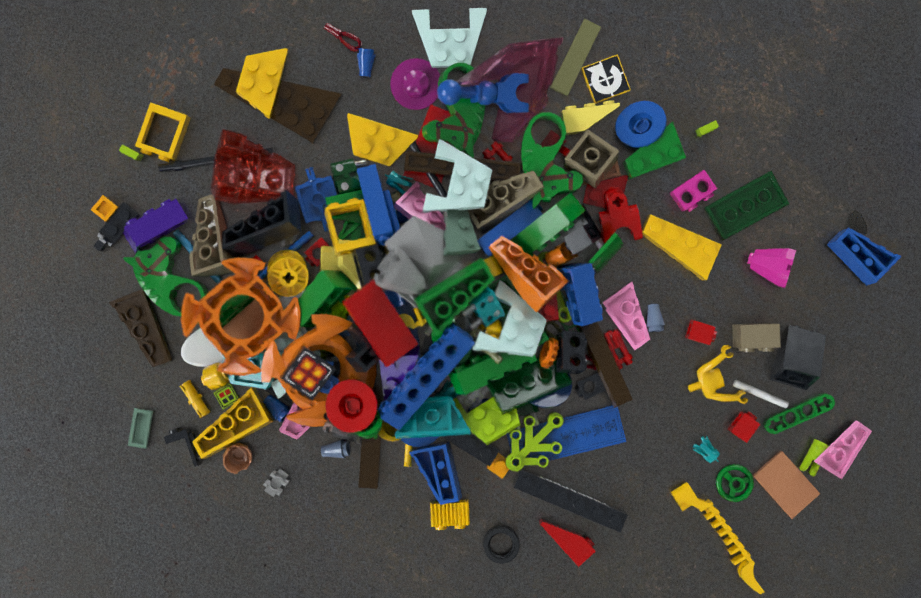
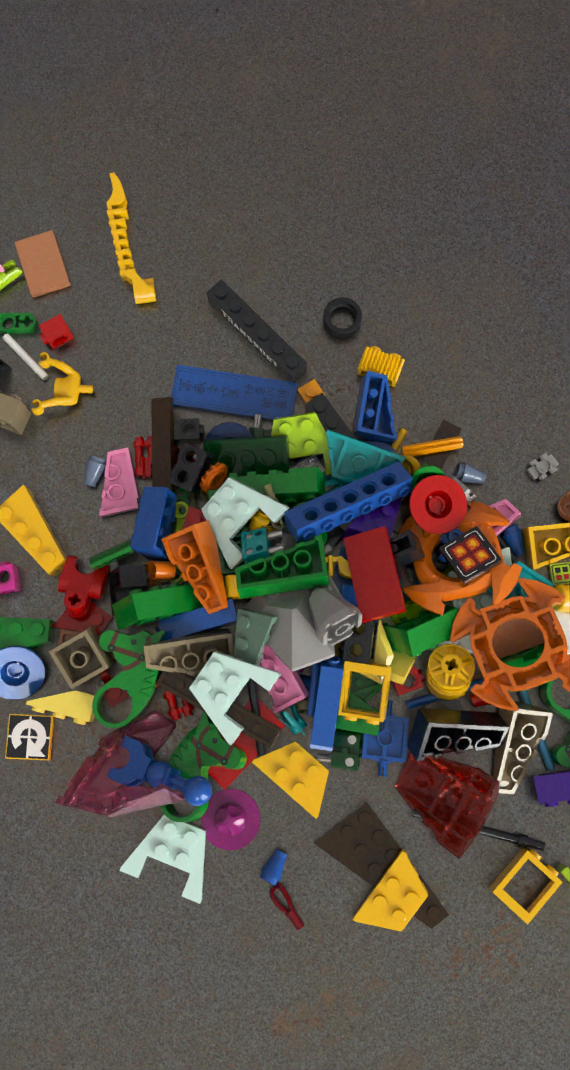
camera: 155 degrees left, 10 degrees down
(376, 459) = (433, 446): none -> light orange axle
(532, 443) = (268, 397): lime plant -> none
(572, 542) = (273, 293): red slope -> none
(575, 57) = (49, 774): olive tile -> none
(701, 332) = (55, 438): red brick -> none
(707, 450) = (102, 324): teal piece -> none
(741, 483) = (86, 276): green piece -> none

